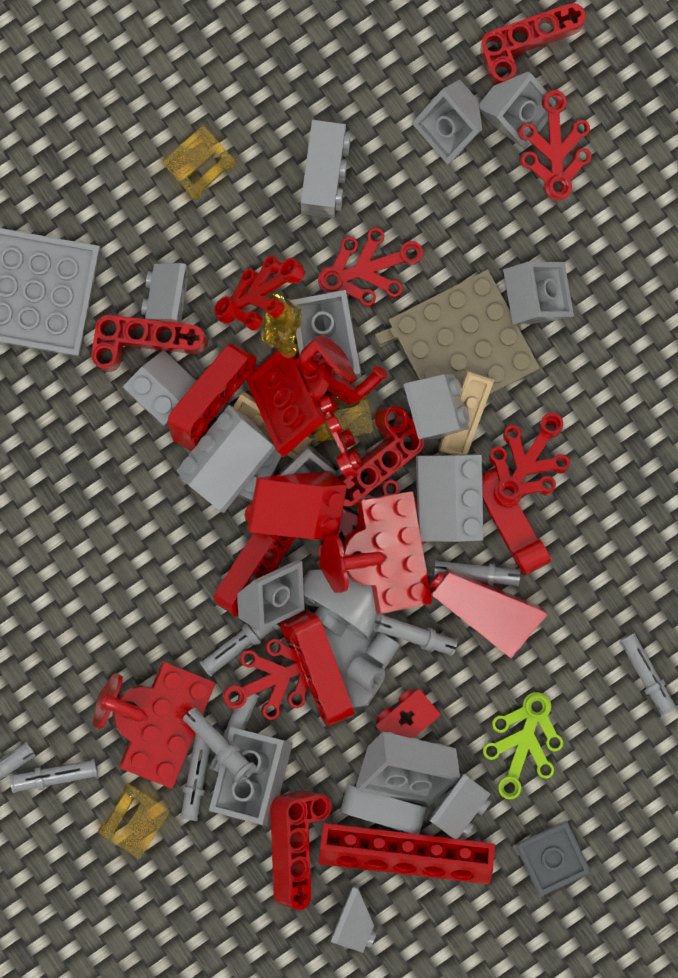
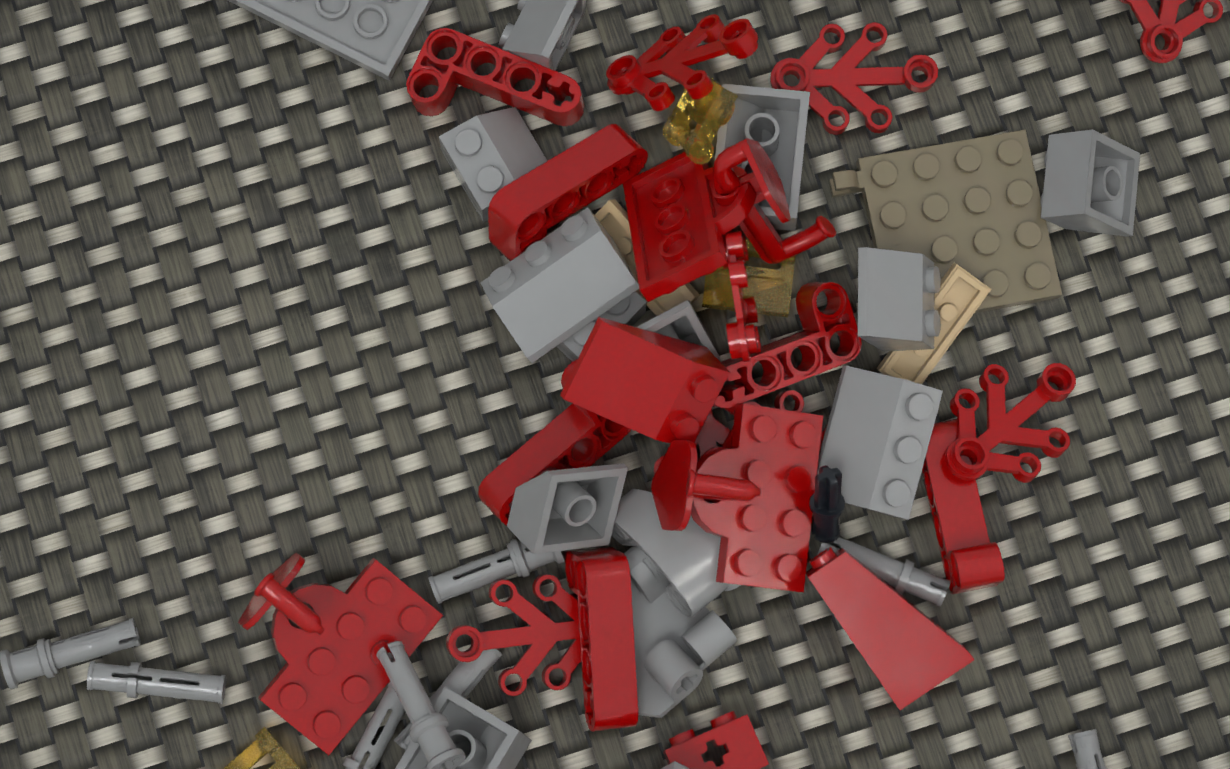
camera: 10 degrees right, 5 degrees down
(426, 638) = (779, 642): light grey pin -> none
(430, 546) = (827, 504): none -> black axle

